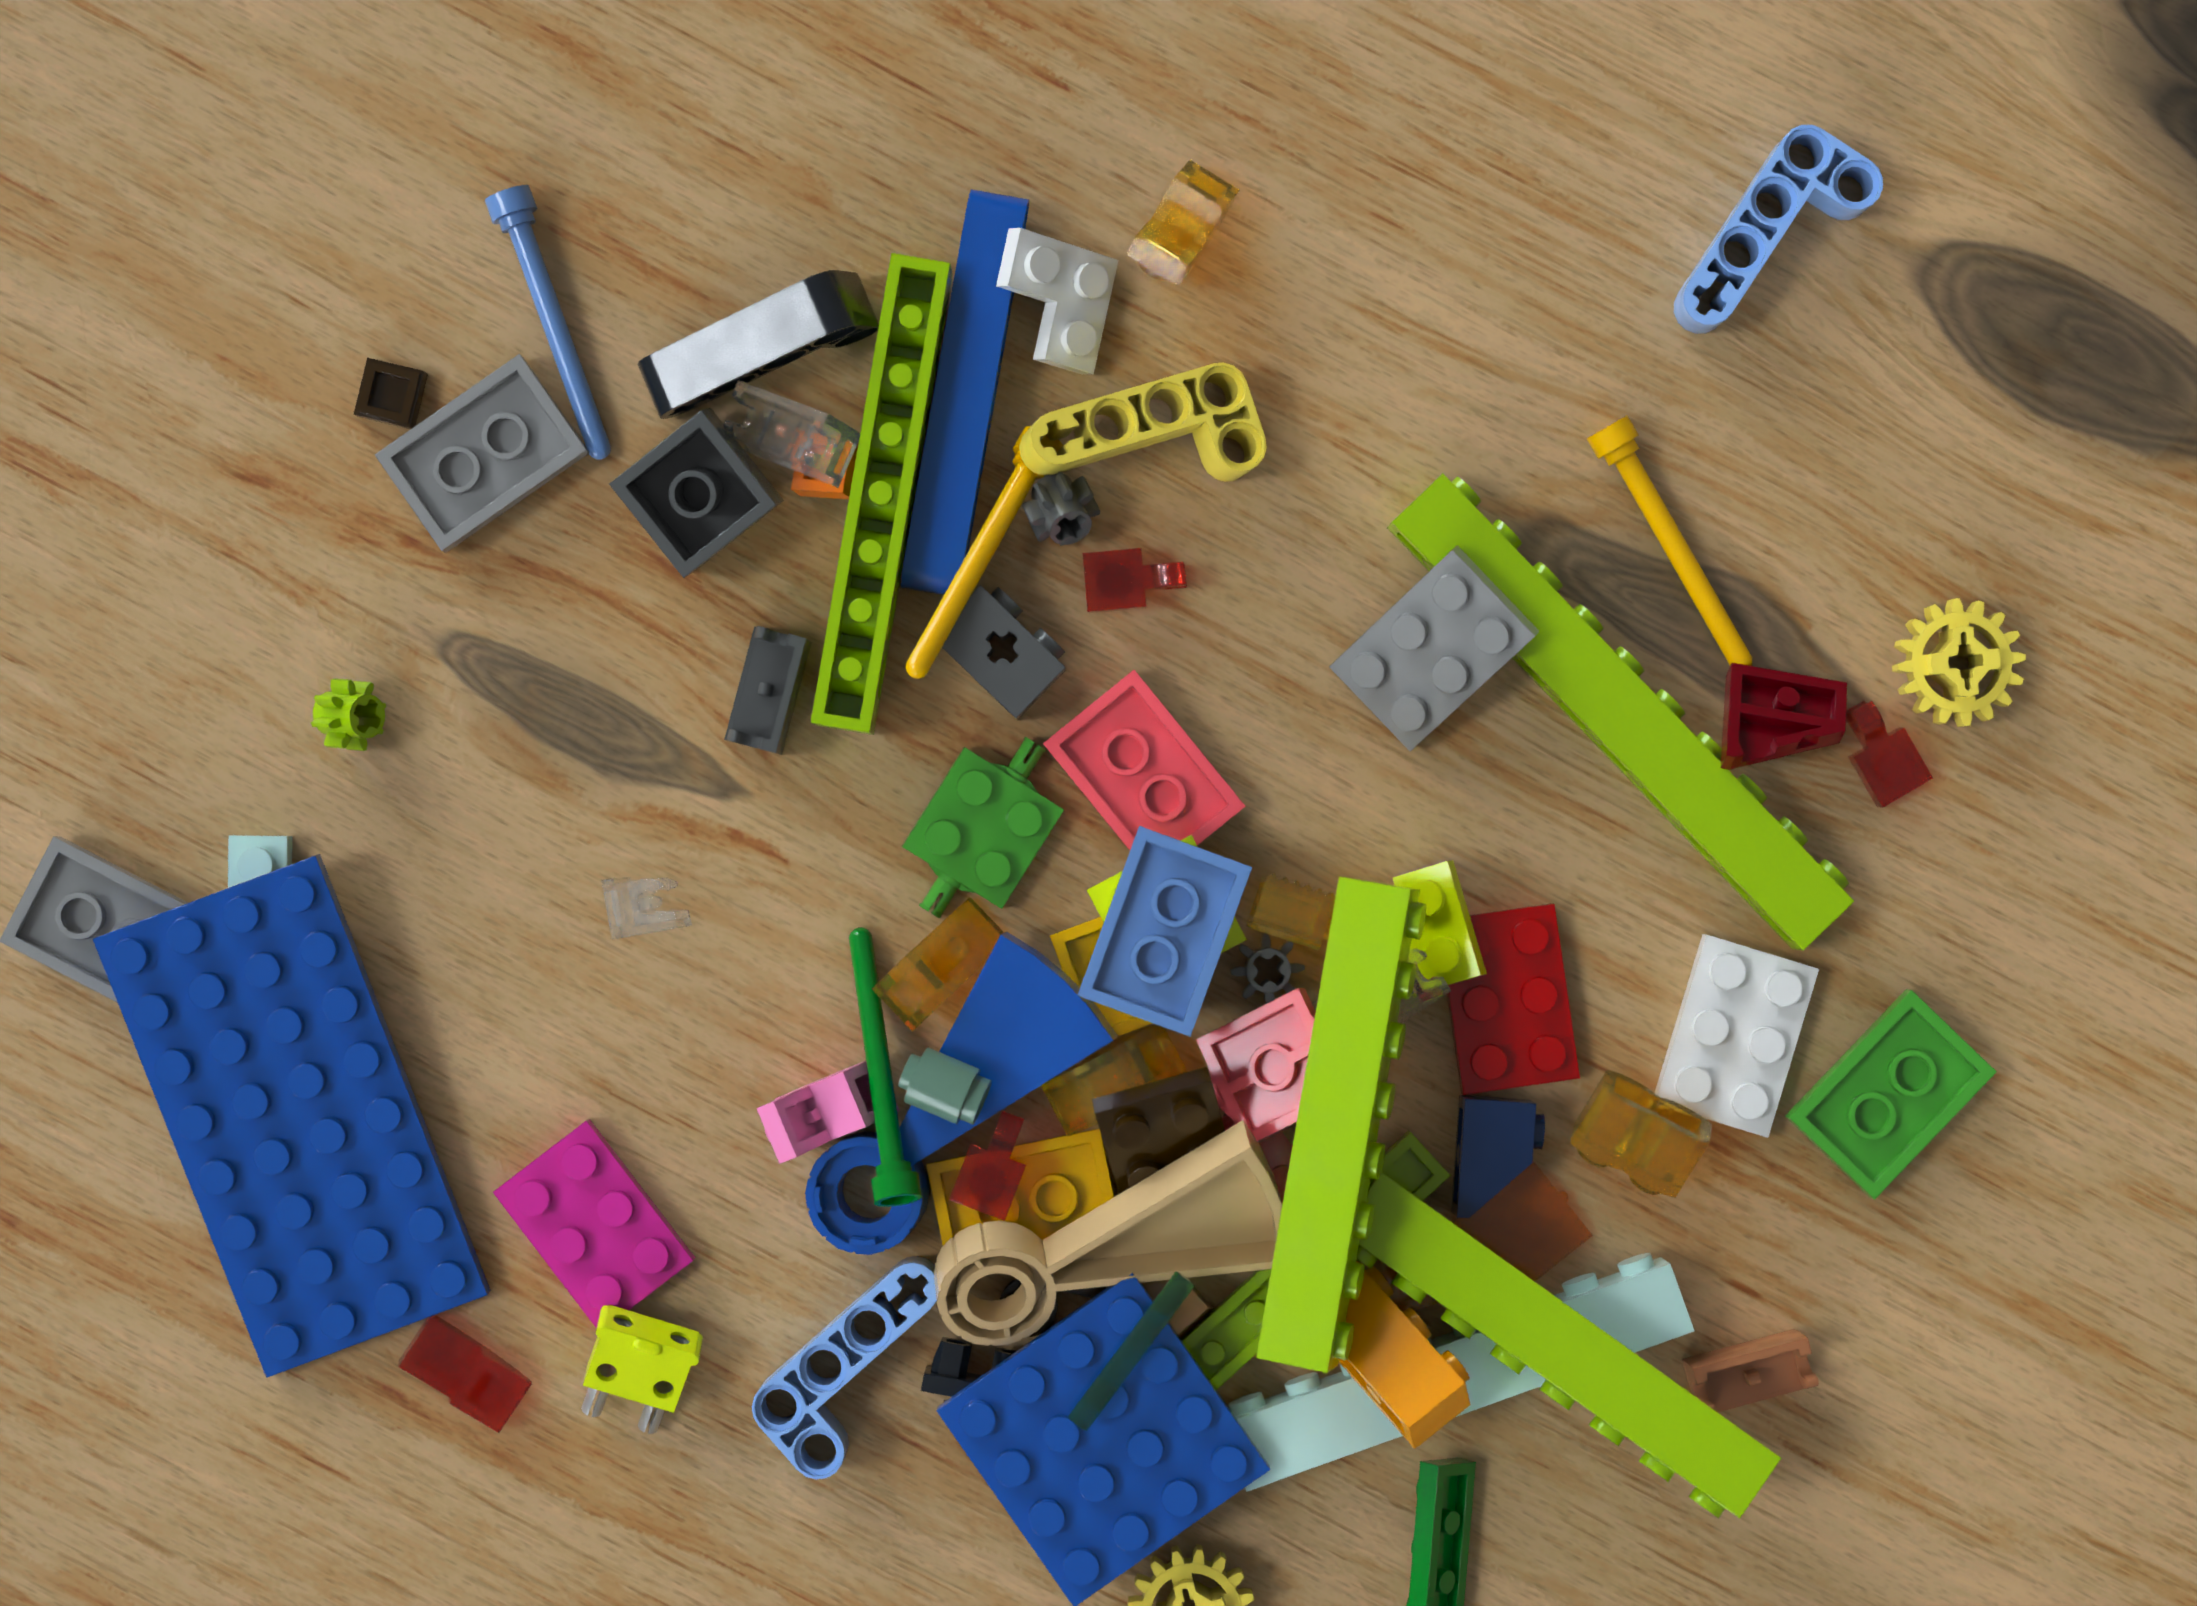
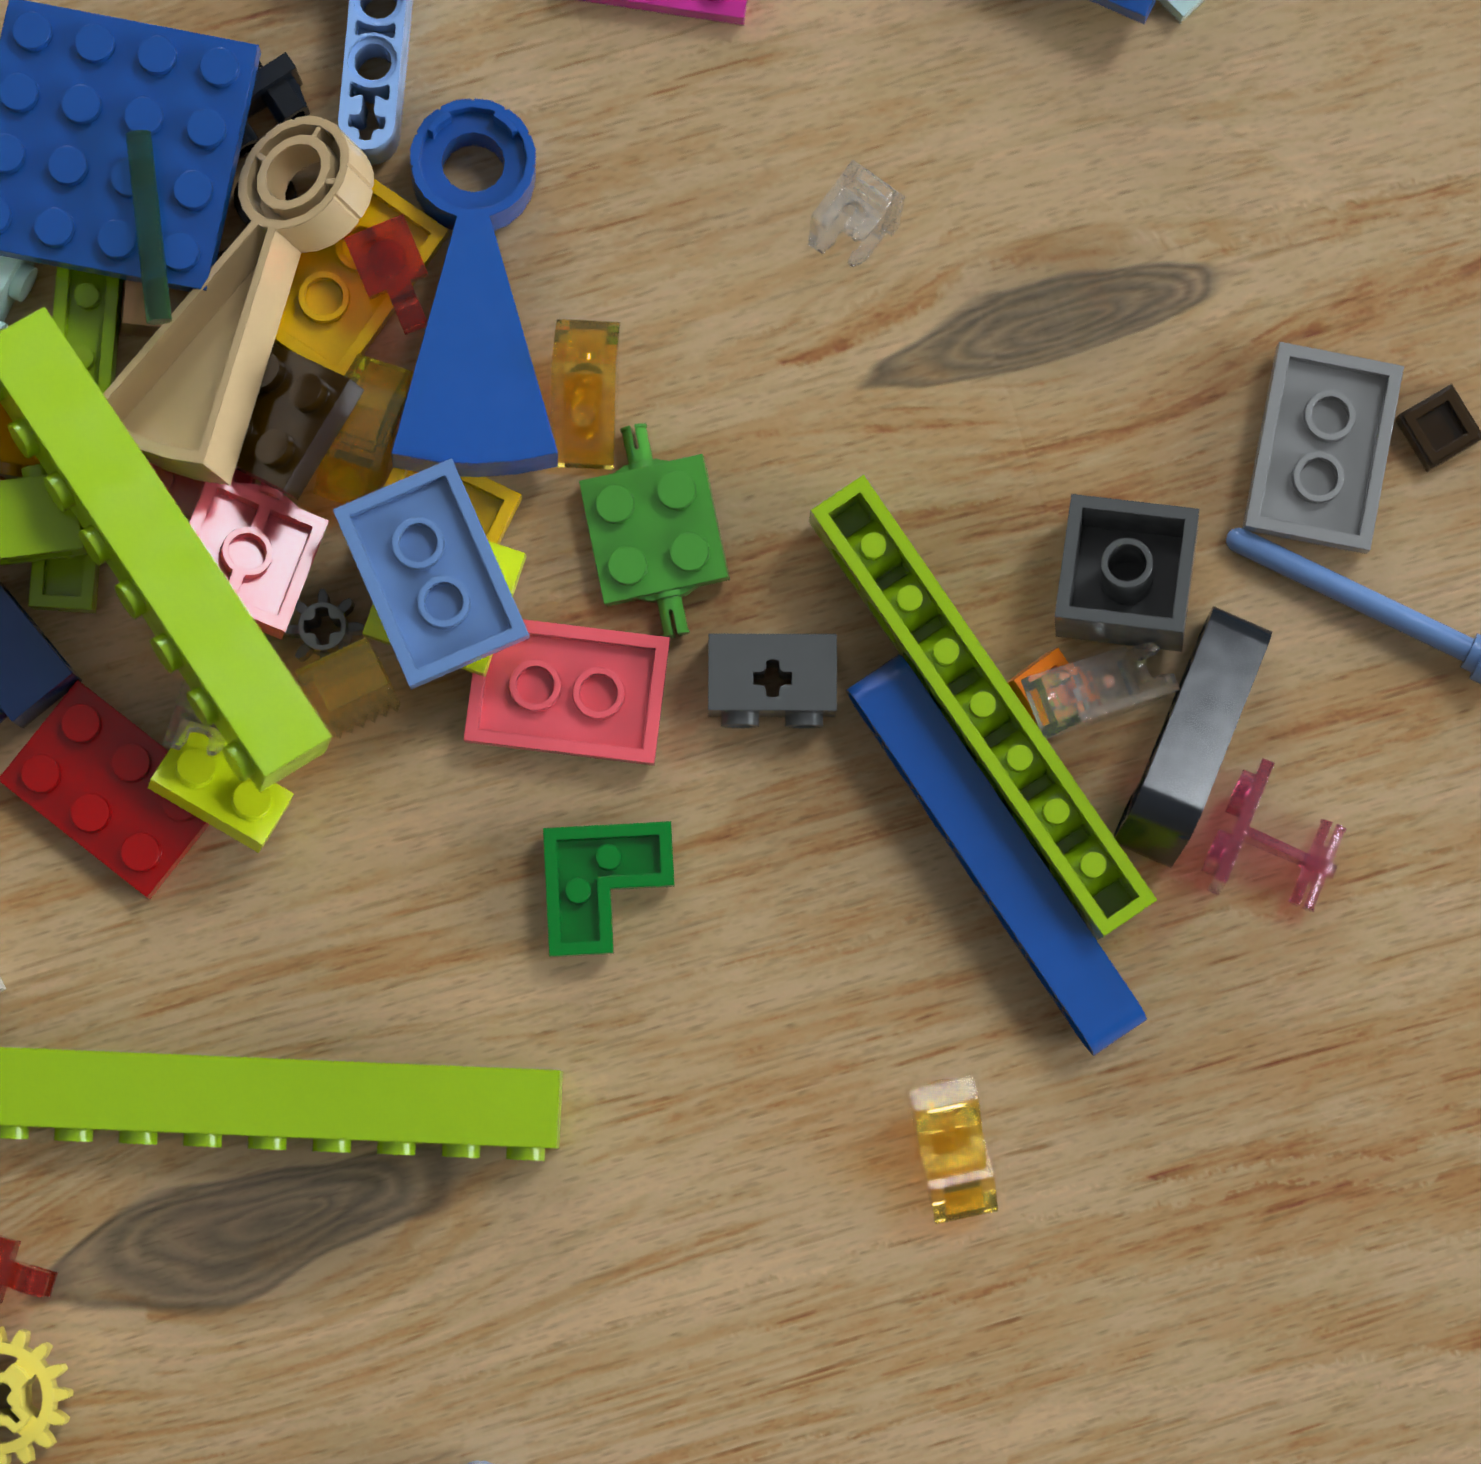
camera: 130 degrees right, 5 degrees down
(348, 714) = (1226, 150): lime gear -> none
(768, 263) = (1225, 847): none -> clear pink plate
(768, 690) = (923, 476): dark grey hinge -> none
(818, 1112) = (565, 197): bright pink brick -> none
(894, 1179) = (461, 190): green piece -> none
(944, 1086) = (488, 292): sand green brick -> none
(975, 562) = (892, 855): yellow piece -> none
(1061, 508) = (832, 834): dark grey gear -> none
(1075, 294) = (990, 1018): white plate -> none
(1120, 580) = (731, 826): clear red plate -> none
(1140, 429) = (833, 953): light yellow beam -> none
(1245, 644) = (583, 870): none -> green plate
(1434, 648) = (431, 1004): light grey plate -> none
(1618, 447) = (437, 1310): yellow piece -> none
(1778, 714) = (106, 1215): dark red wing -> none

